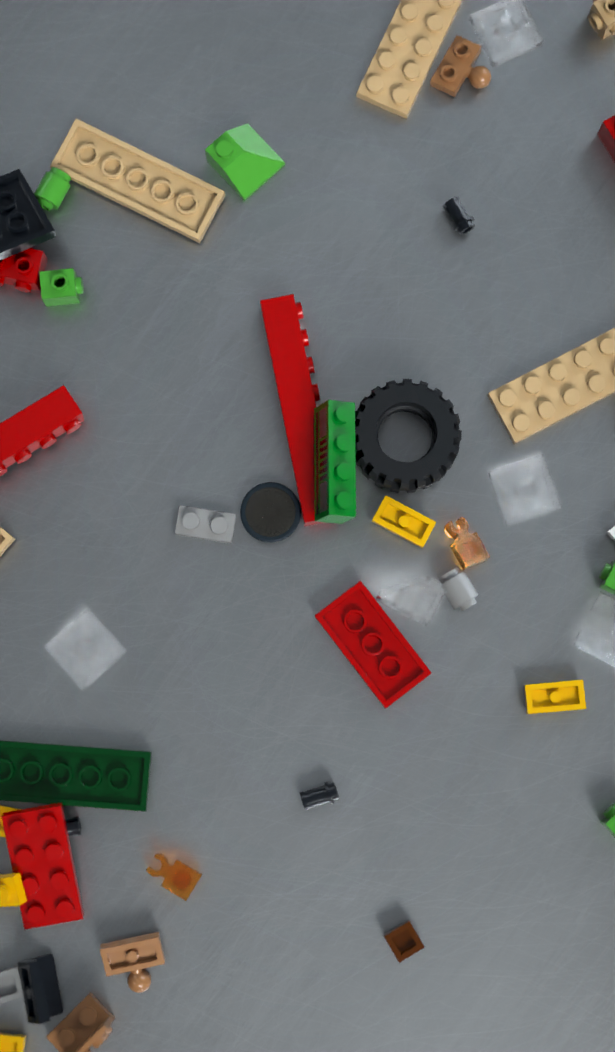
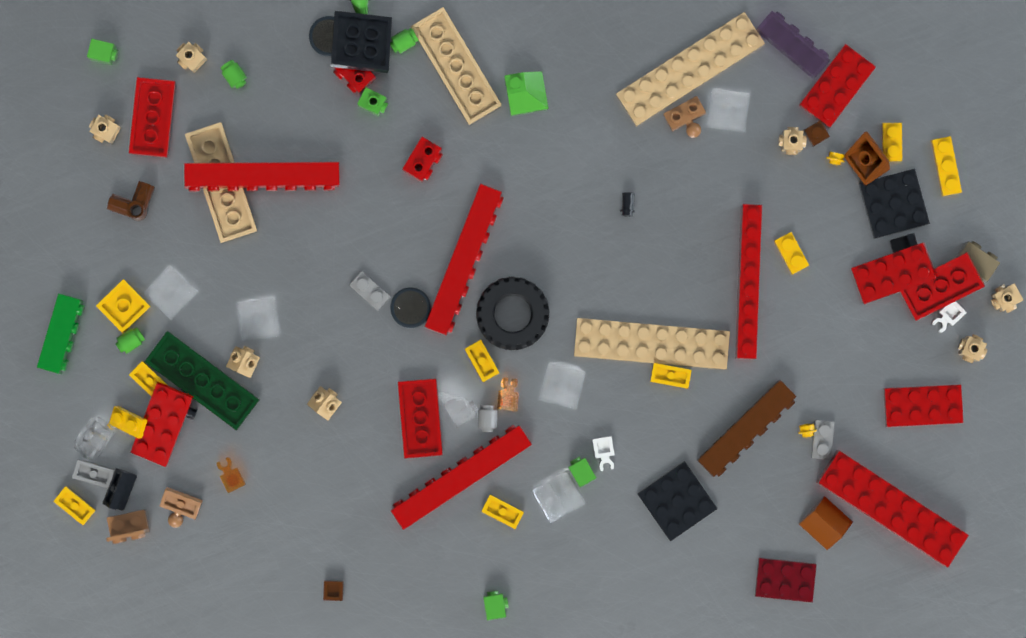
camera: 25 degrees right, 5 degrees up
(98, 715) = (243, 361): none -> tan brick
(168, 318) = (422, 159): none -> red brick
(237, 701) = (324, 402): none -> tan brick
(319, 796) = (337, 483): black pin -> none
(334, 462) = (462, 304): green brick -> none
(473, 686) = (461, 477): none -> red brick

